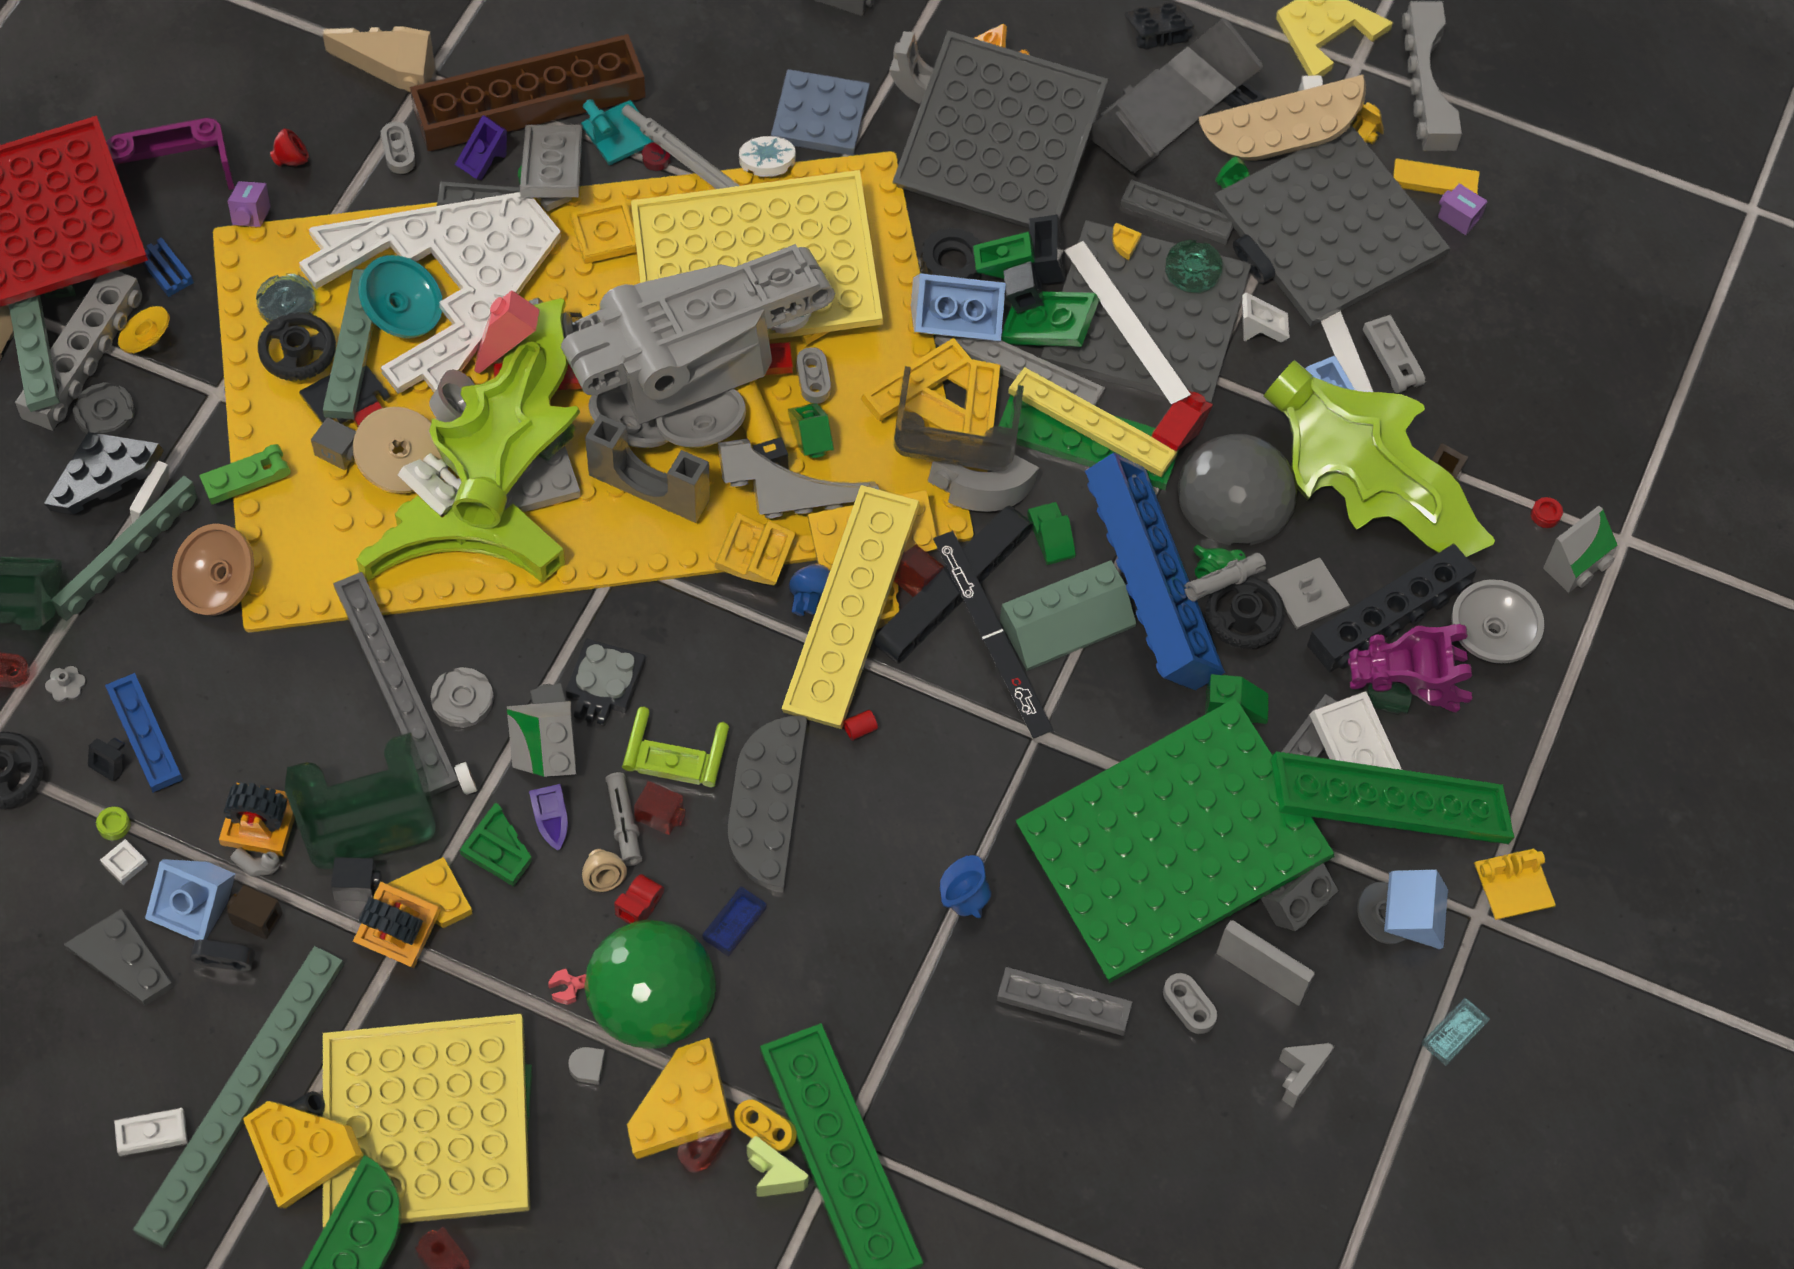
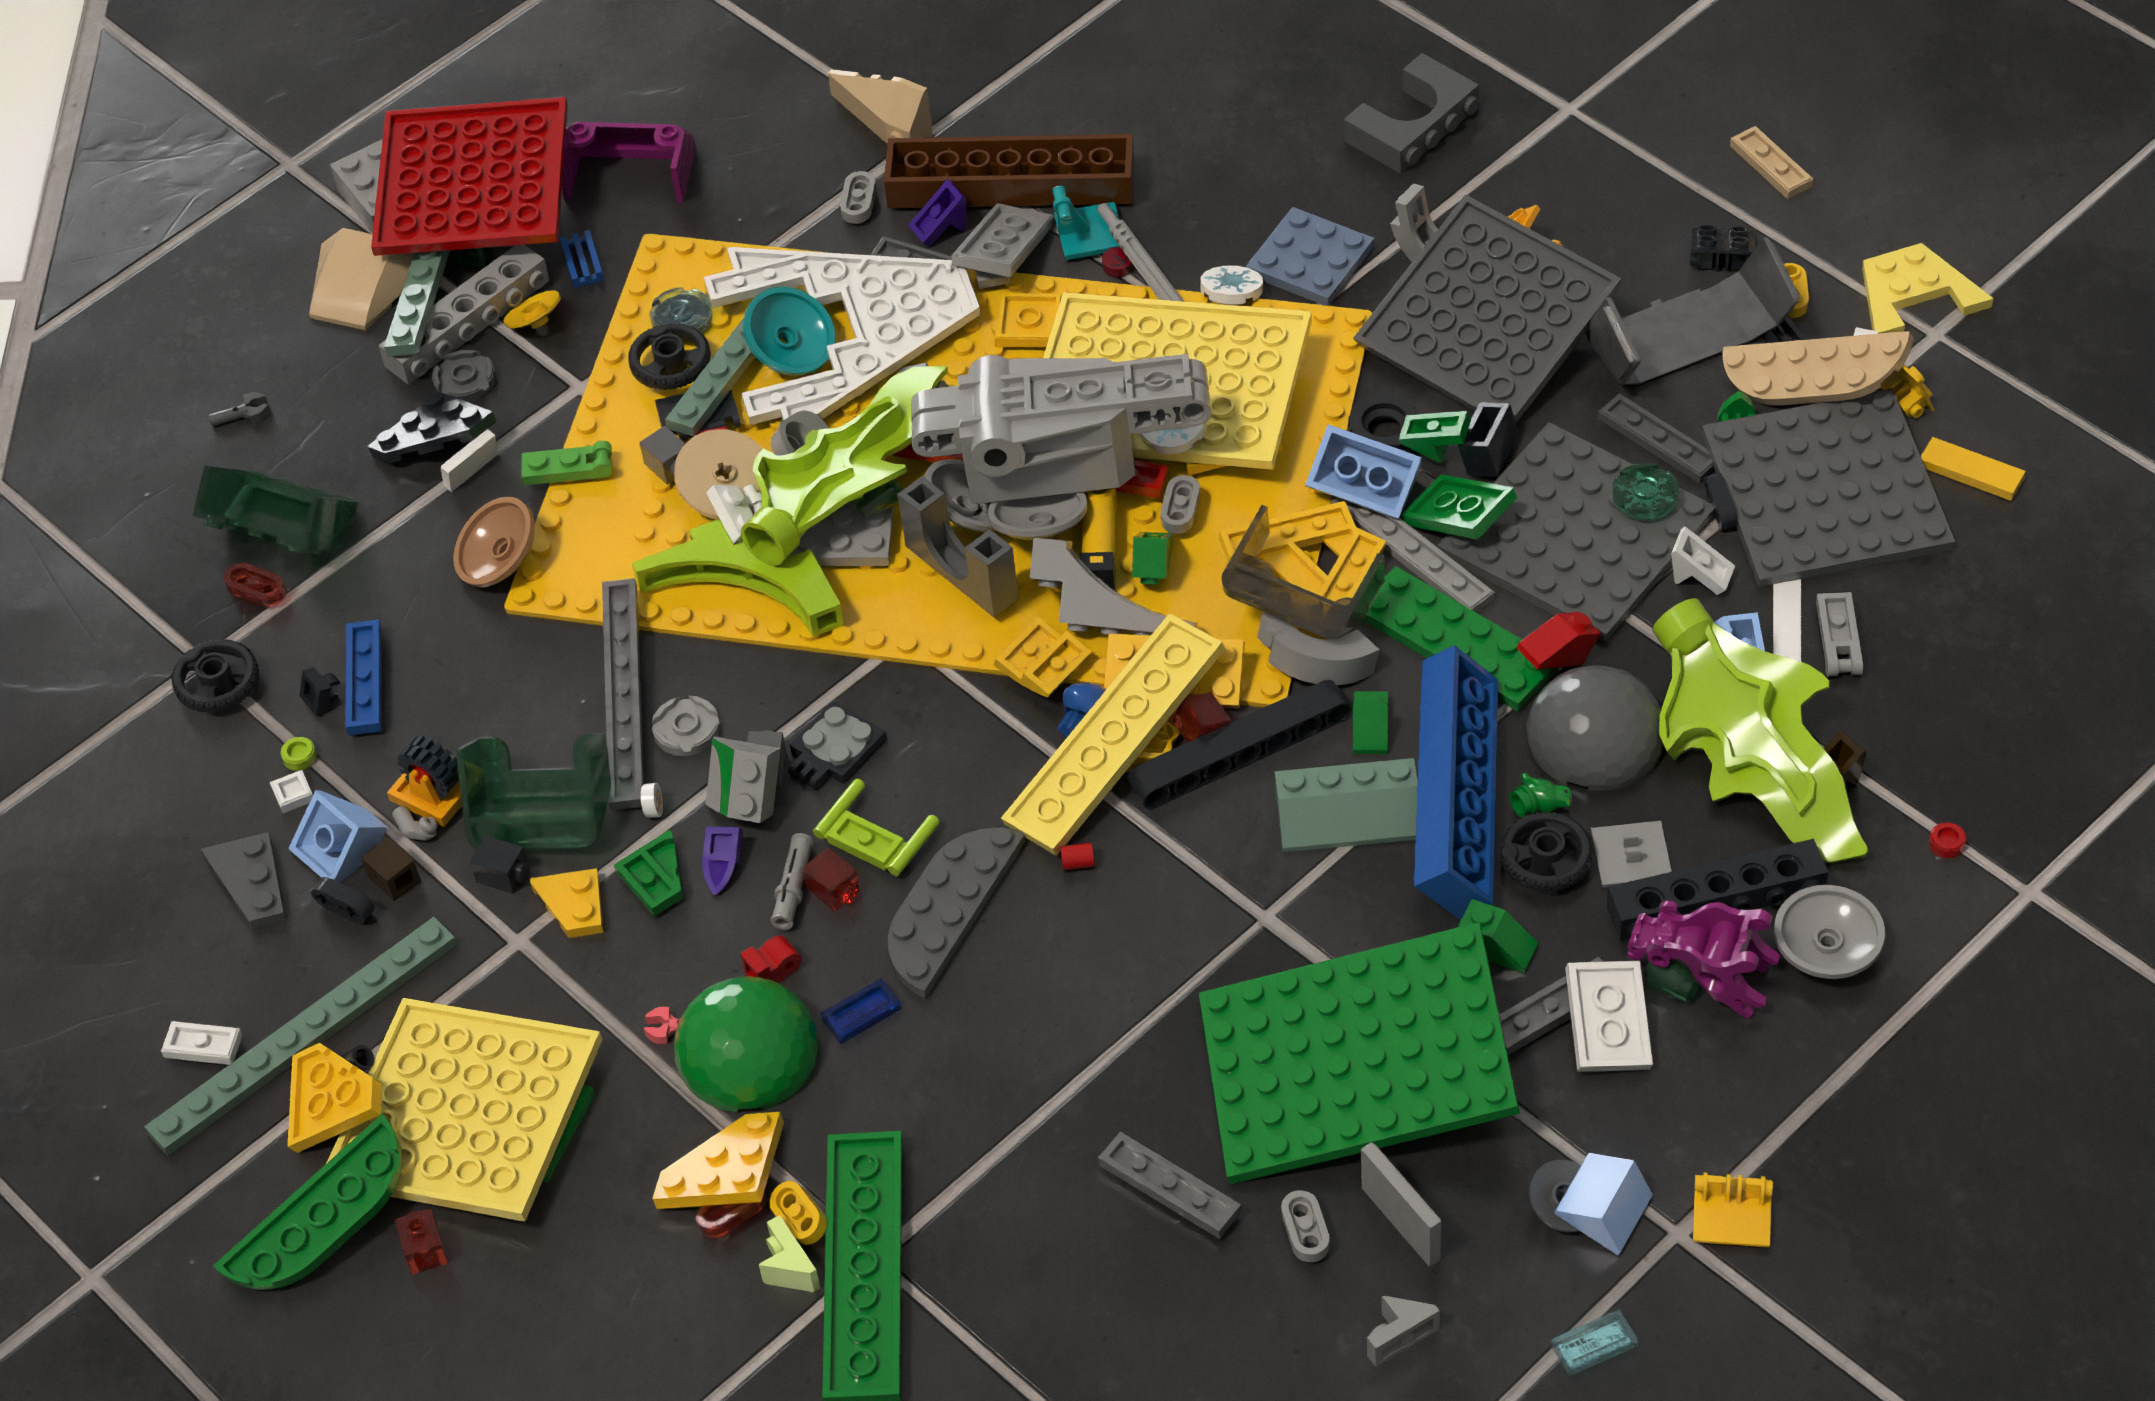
camera: 30 degrees right, 10 degrees down
(65, 683) = (313, 616): light grey plant -> none
(123, 549) = (423, 504): sand green plate -> none
(249, 204) = (685, 216): medium lavender brick -> none
(289, 149) = (749, 175): red brick -> none
(396, 924) = (518, 915): light orange plate -> none
(508, 324) = (873, 375): coral slope -> none
(586, 1064) = (649, 1104): light grey tile -> none
(603, 871) = (746, 925): tan brick -> none
(965, 887) = (1113, 1044): blue piece -> none
(993, 635) = (1256, 804): black sticker -> none
(1023, 287) = (1442, 468): brick -> none
(1093, 422) = (1461, 620): light yellow tile -> none
(1125, 240) = (1581, 449): yellow tile -> none
(1127, 323) = (1541, 529): white sticker -> none
(1235, 572) = (1547, 805): light grey pin -> none
(1300, 899) = (1473, 1142): dark grey brick -> none
(1391, 798) = (1616, 1074): green plate -> none
(1438, 119) = (2000, 404): light grey arch -> none
(1461, 208) = (1986, 504): medium lavender brick -> none
(1582, 551) = (1963, 883): light grey slope -> none

